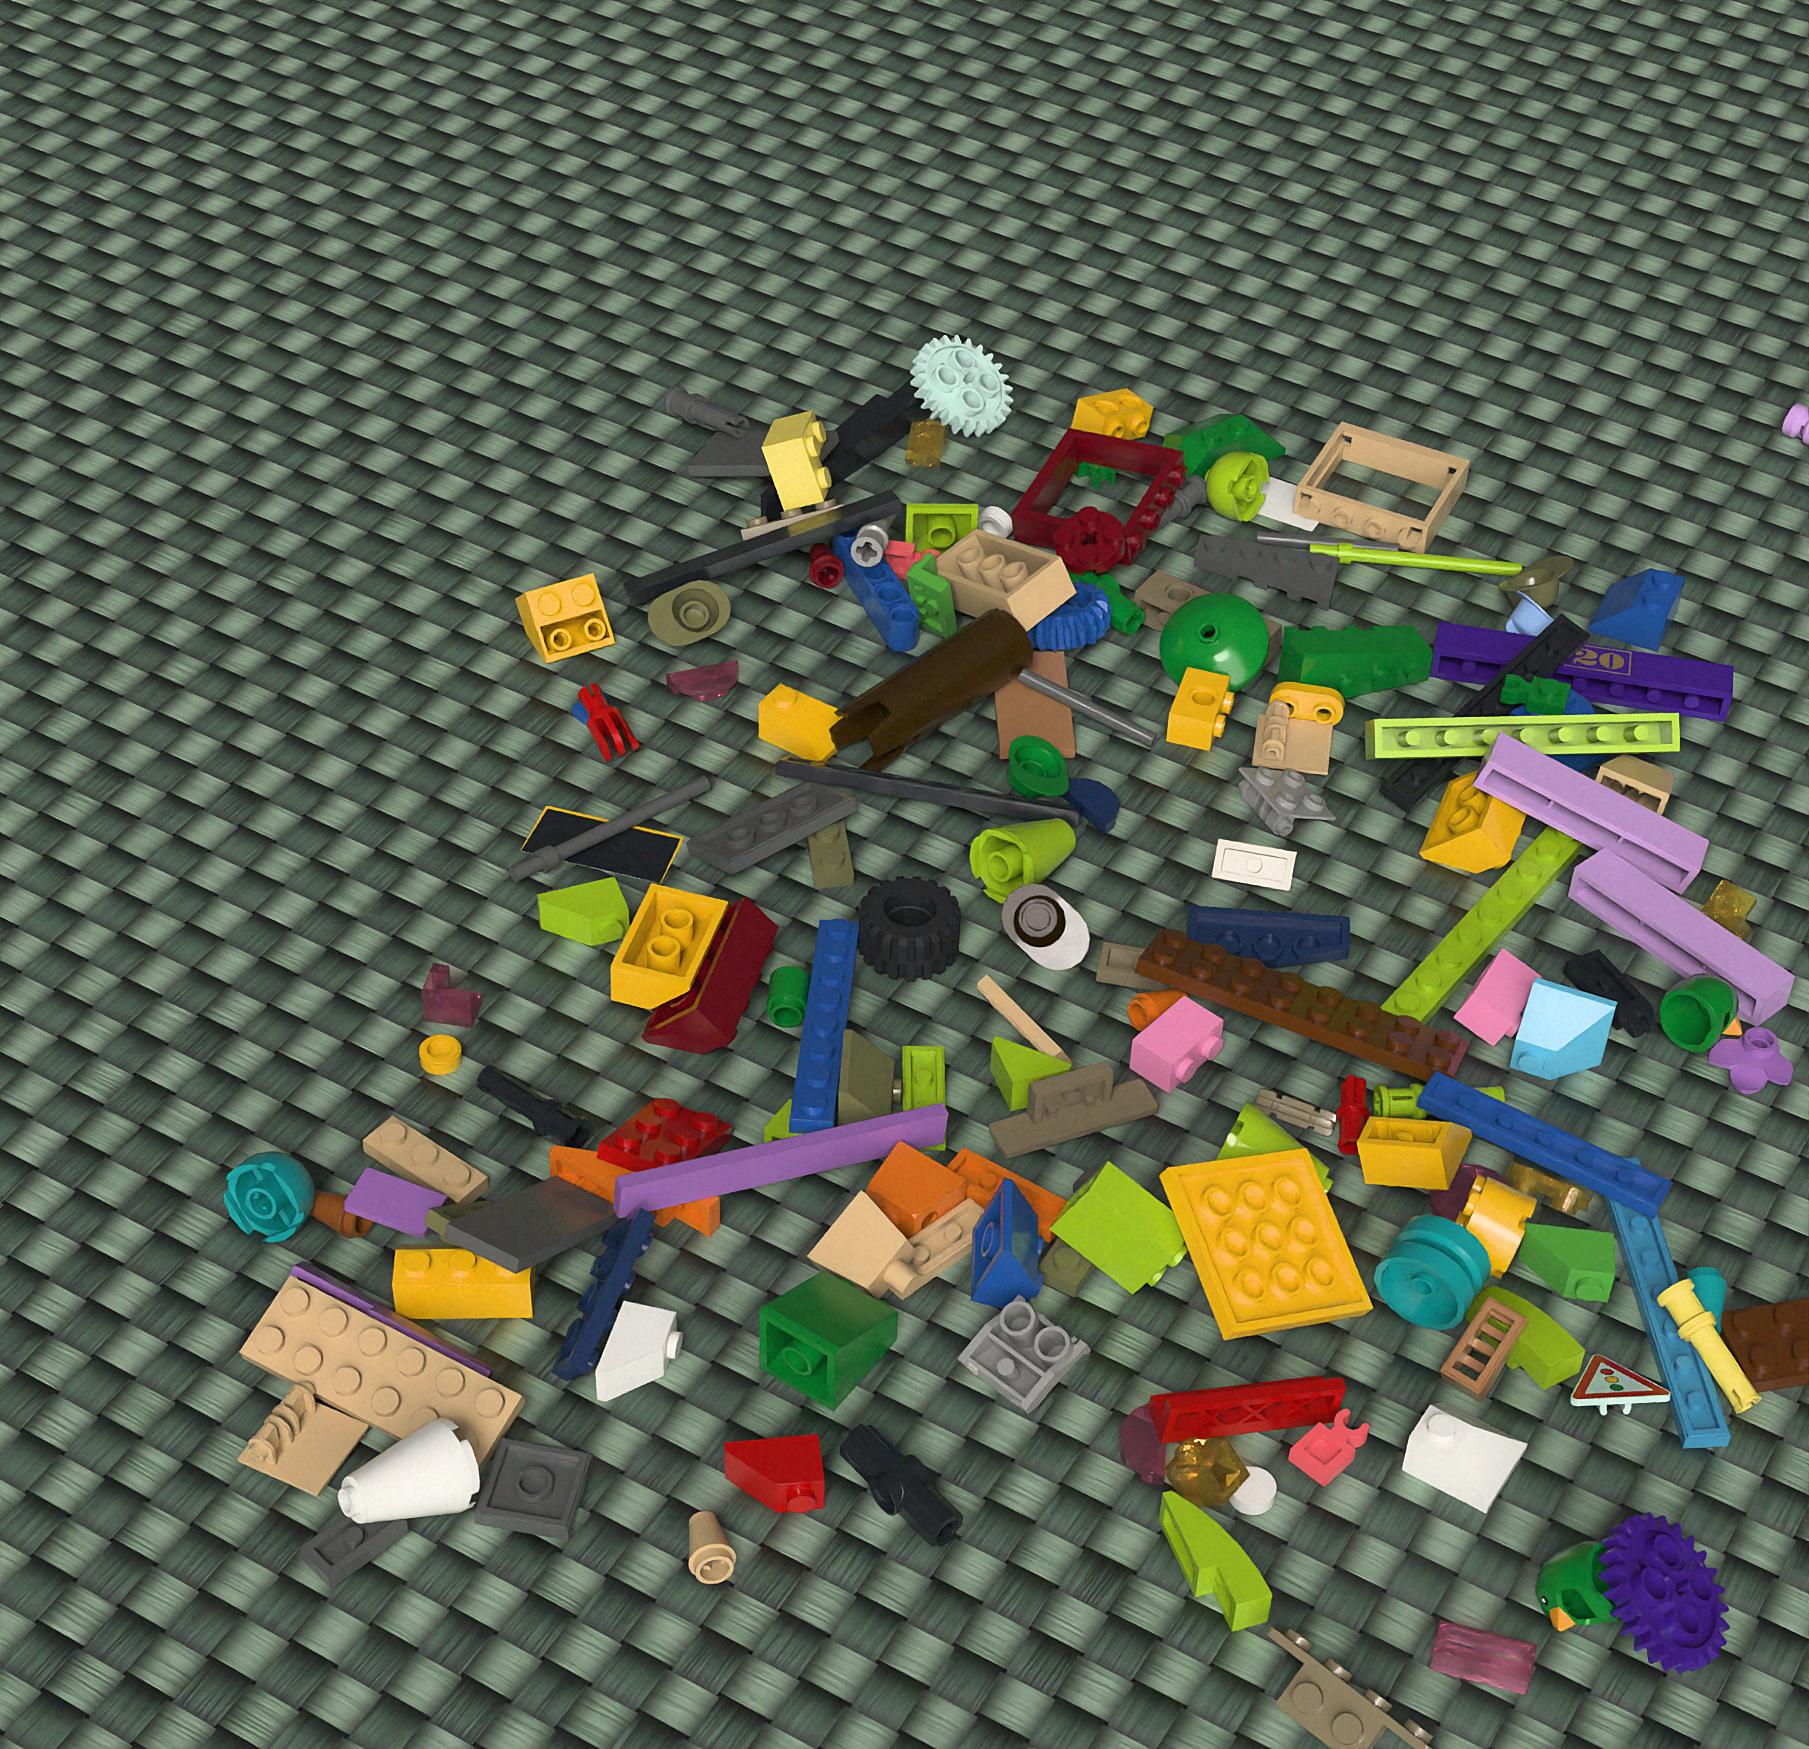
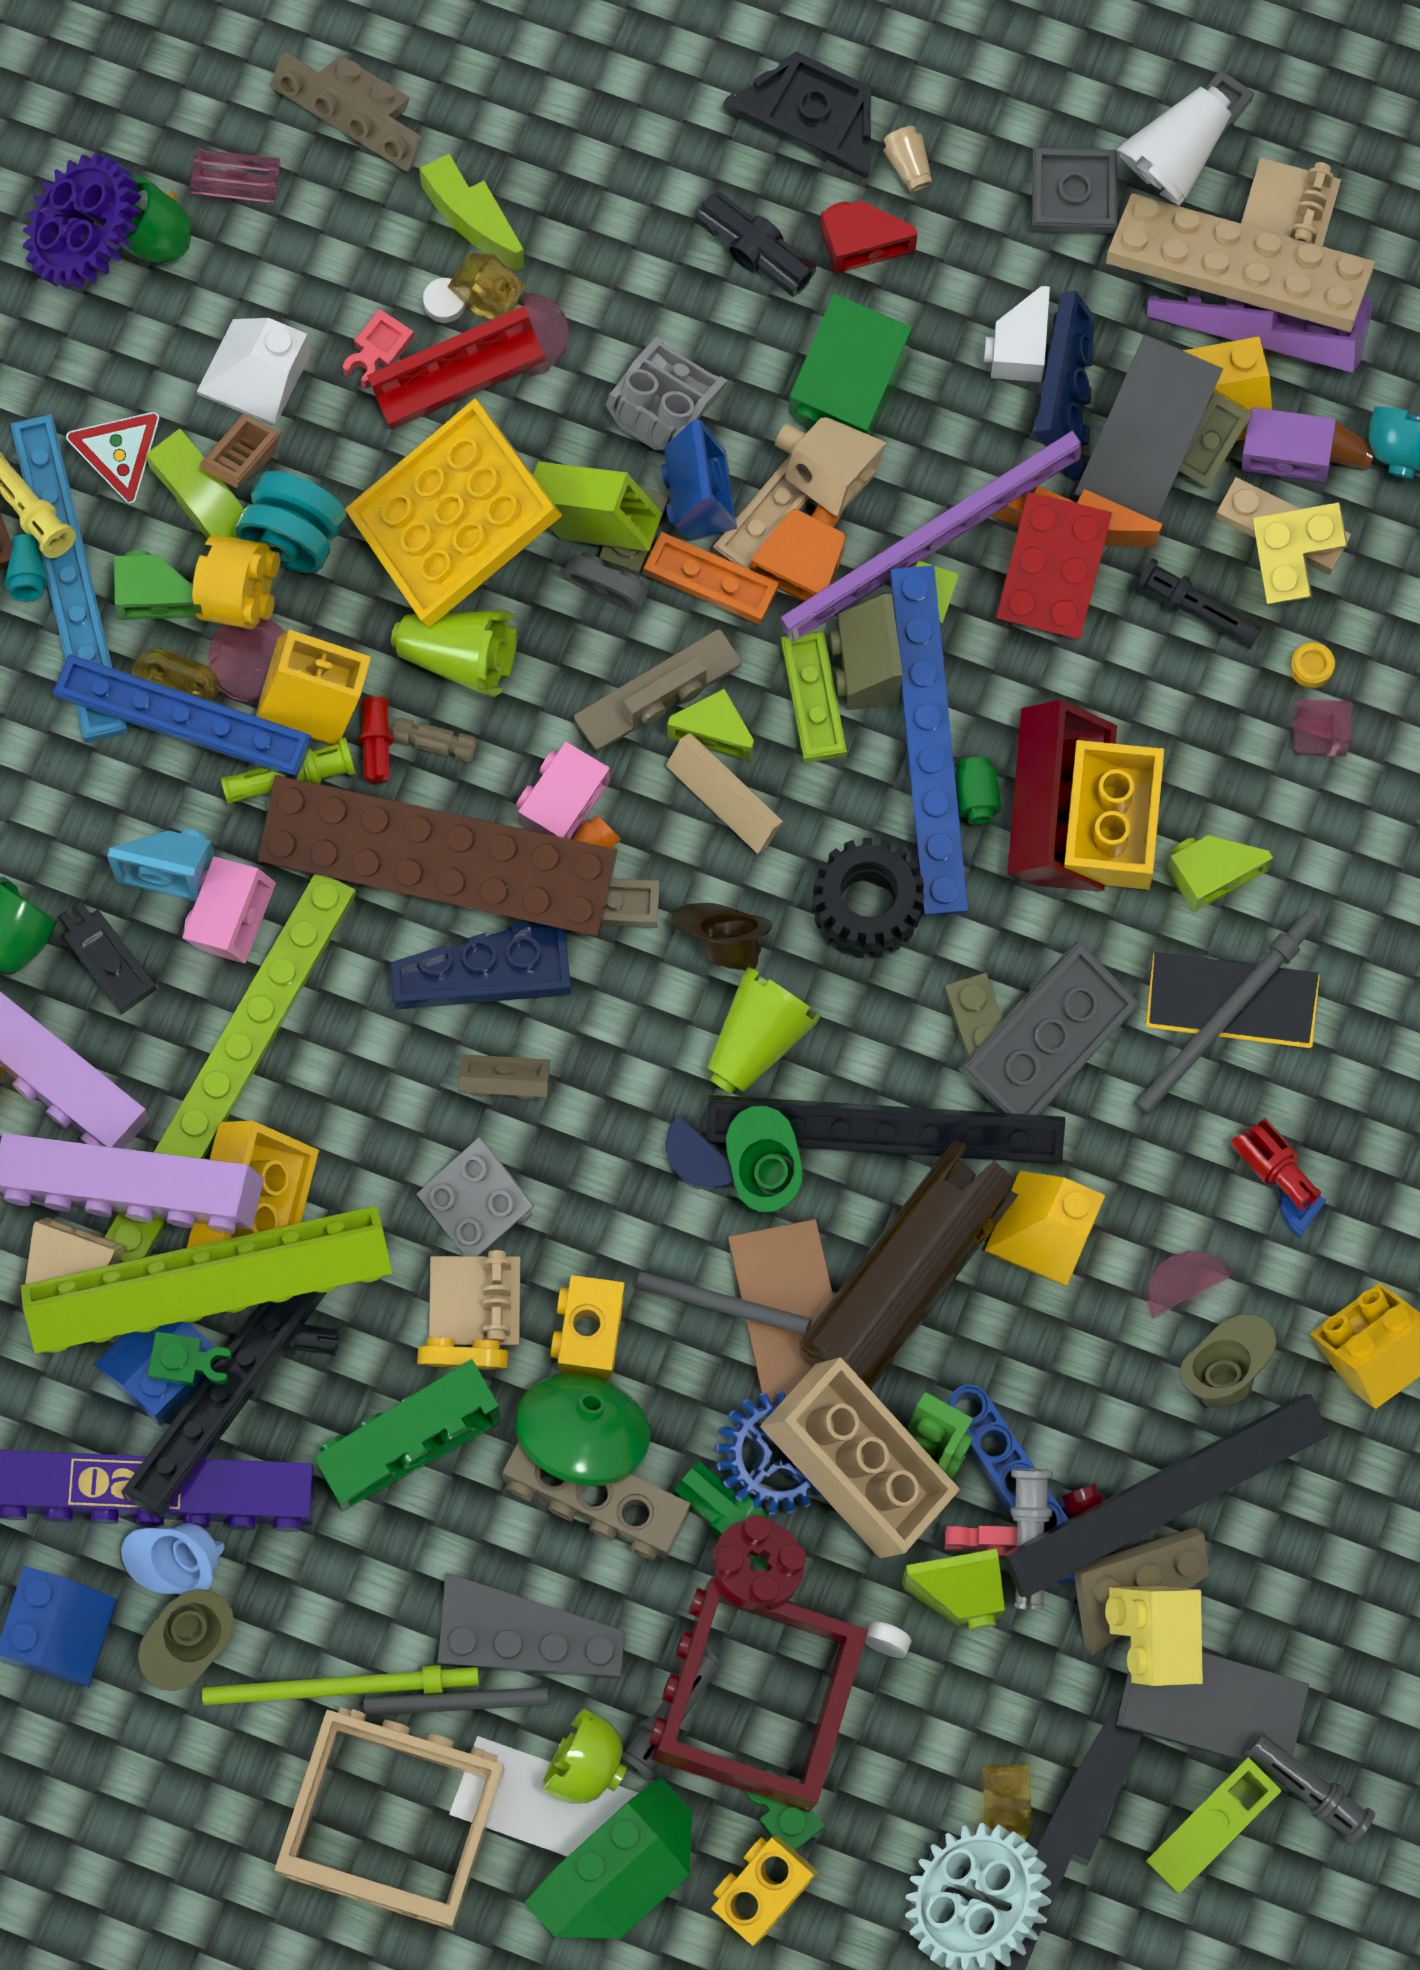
camera: 170 degrees right, 30 degrees up
(421, 1113) = (1284, 542): none -> light yellow brick
(765, 403) = (1213, 1825): none -> lime slope
(808, 1617) = (812, 110): none -> black wing

